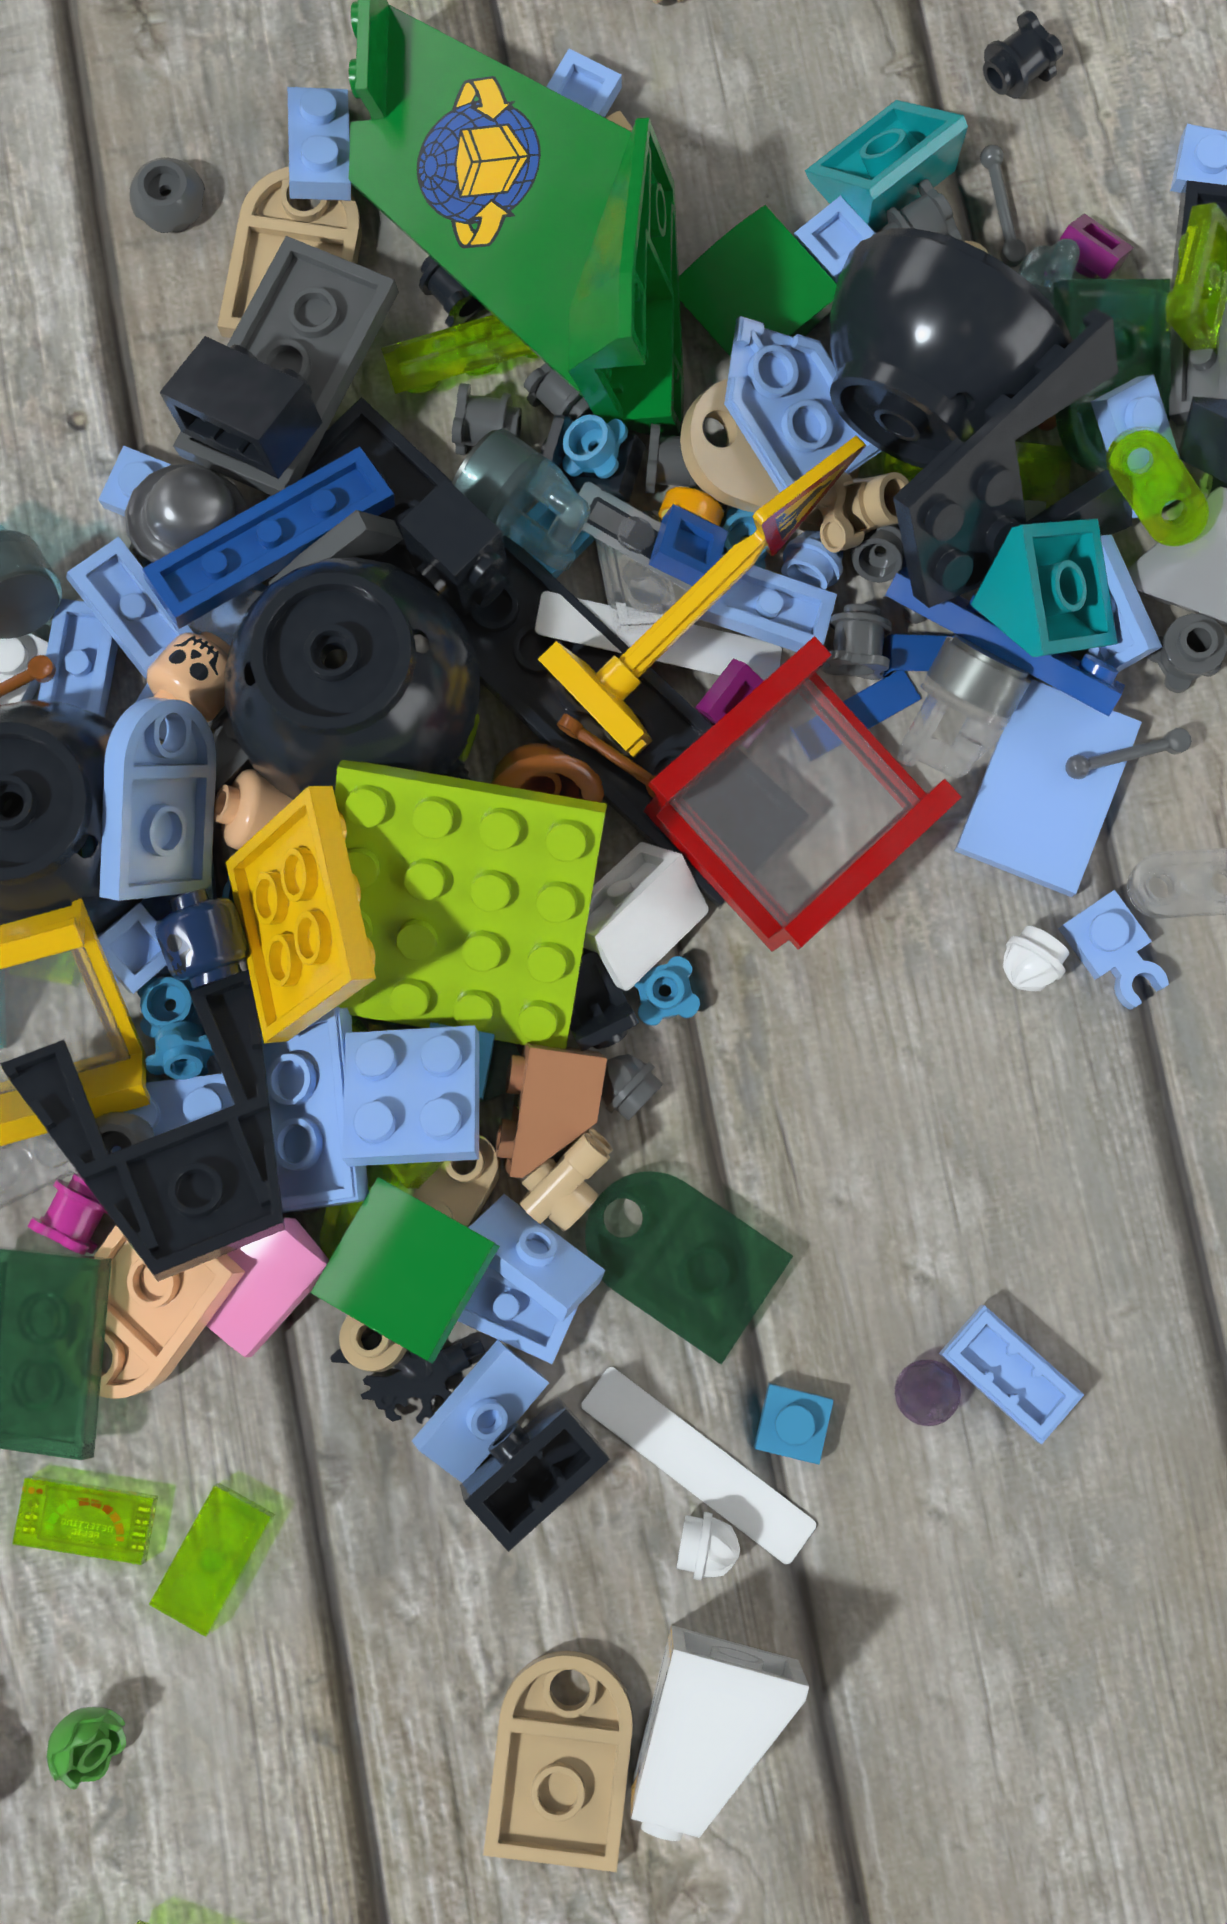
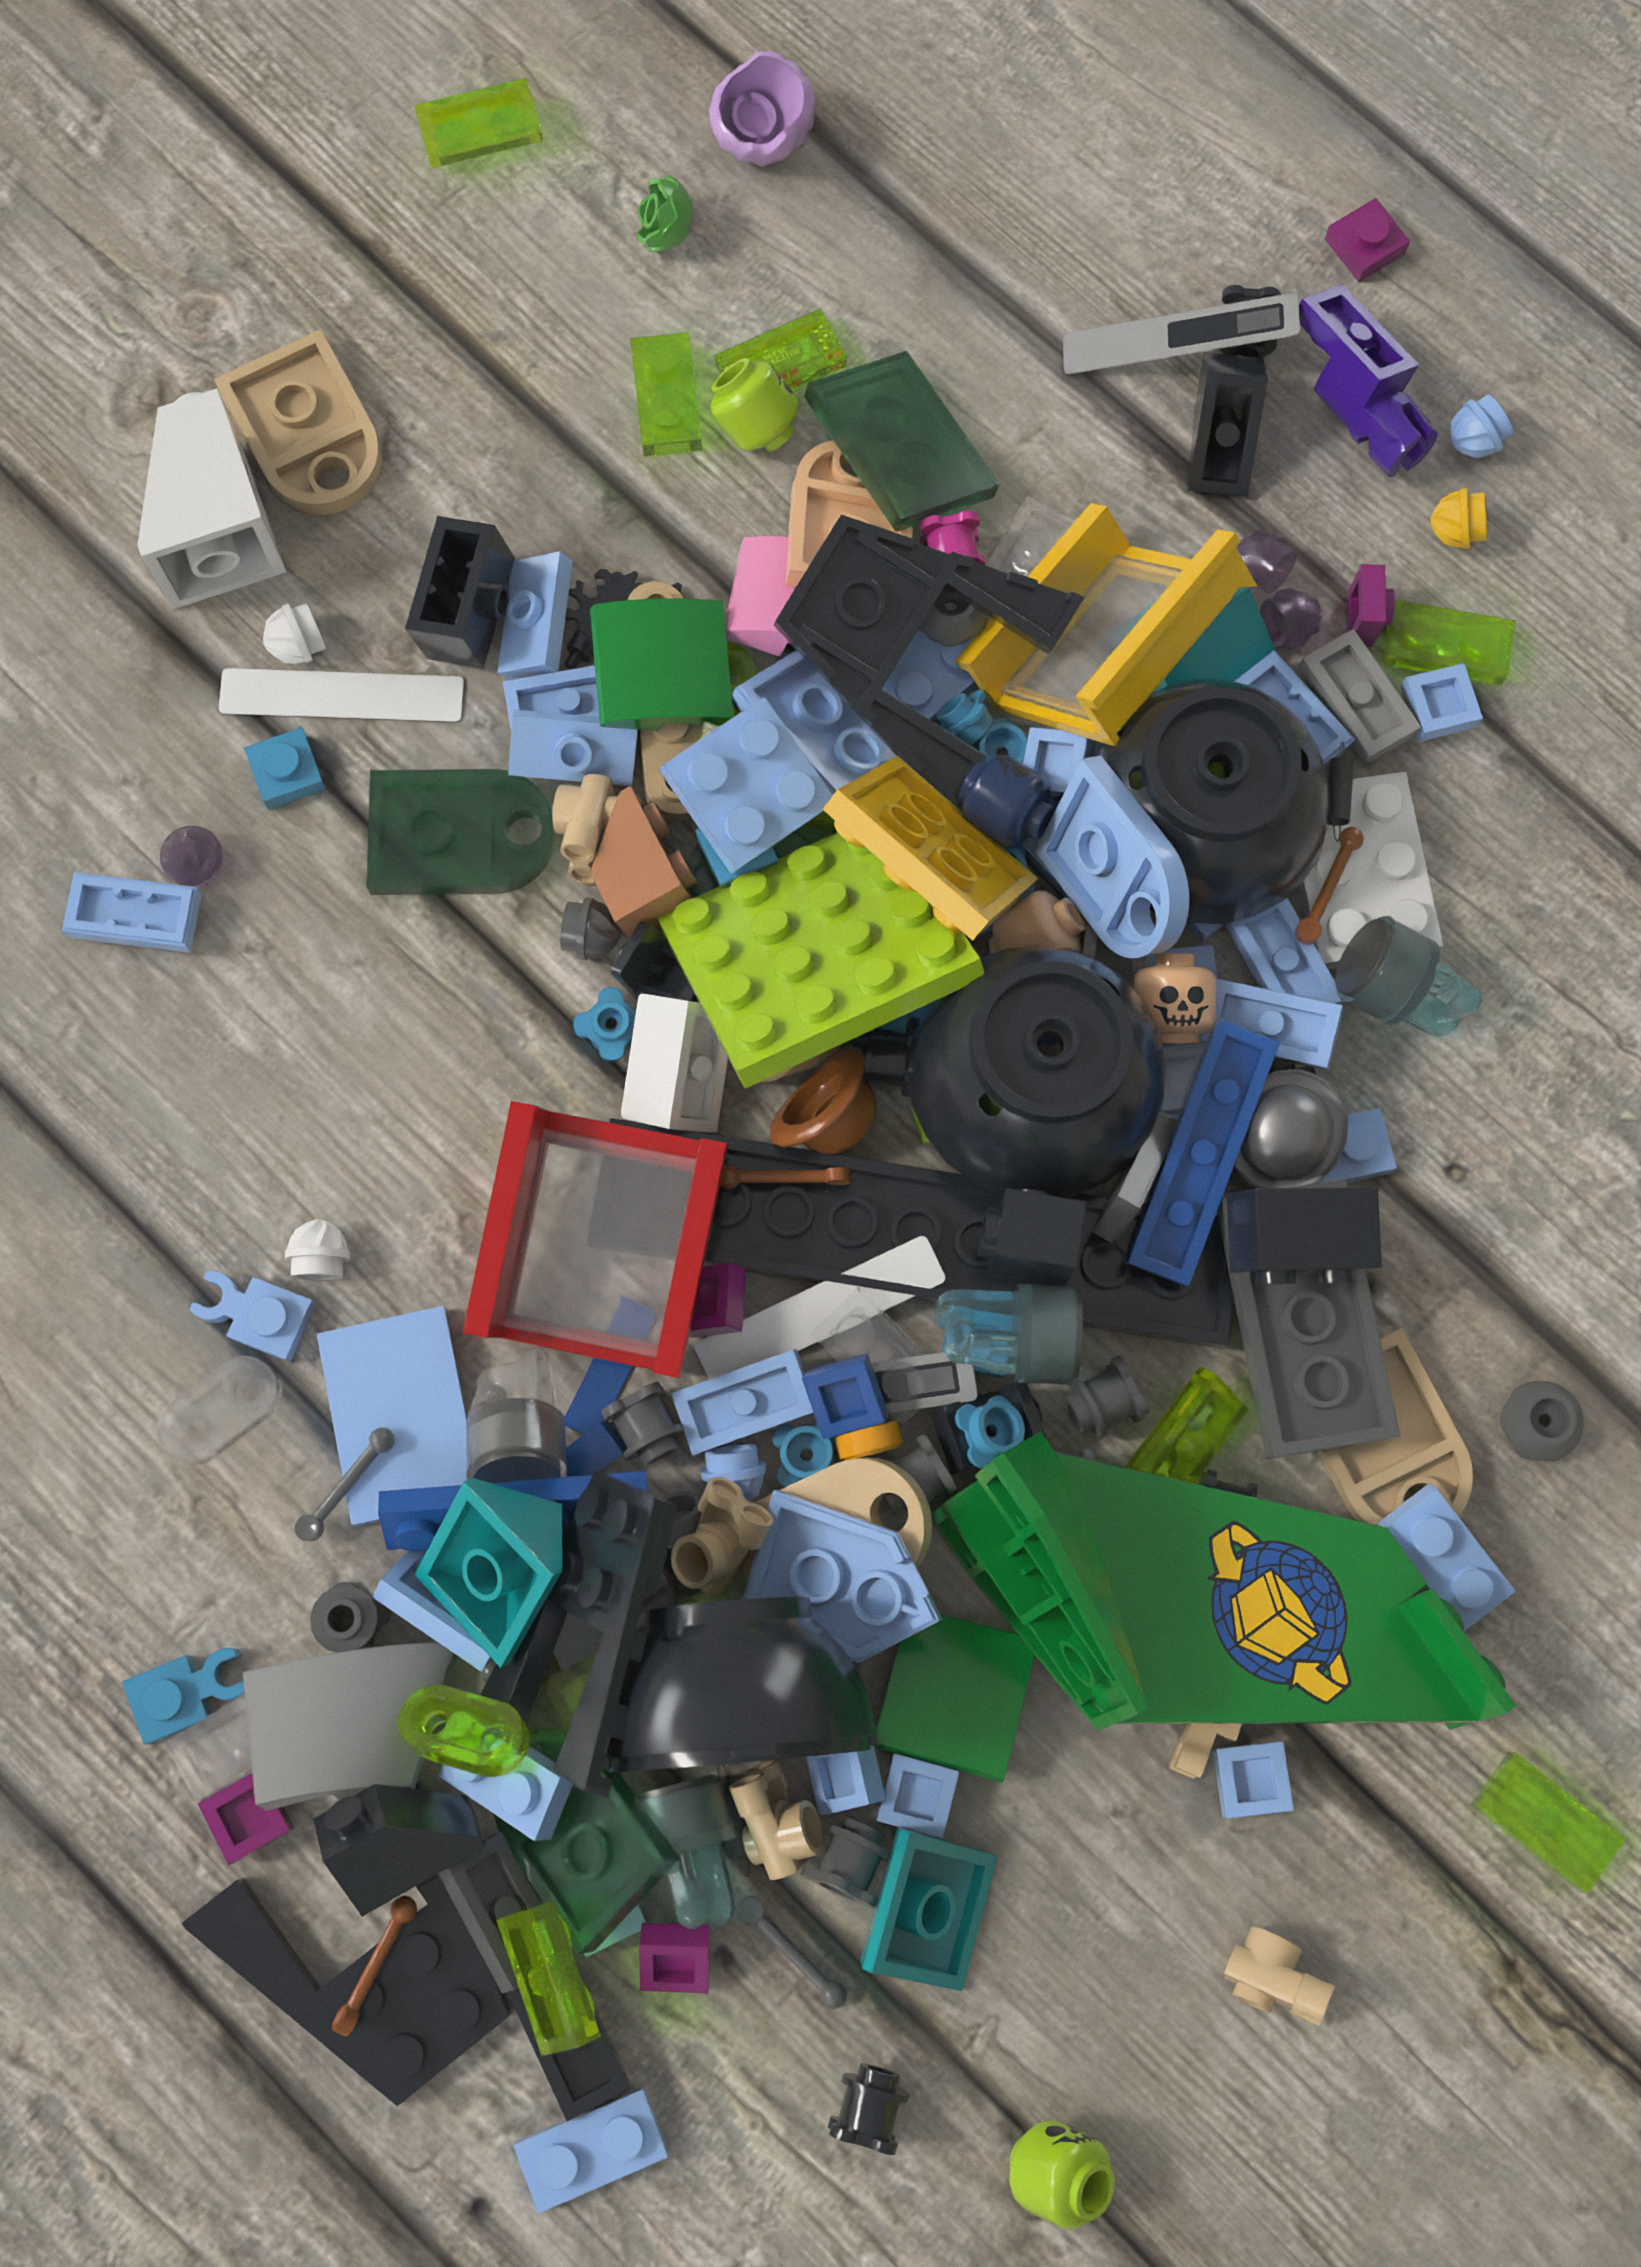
camera: 140 degrees right, 5 degrees down
(144, 1478) = (754, 405): none -> lime head
(775, 523) = (827, 1211): yellow piece -> none

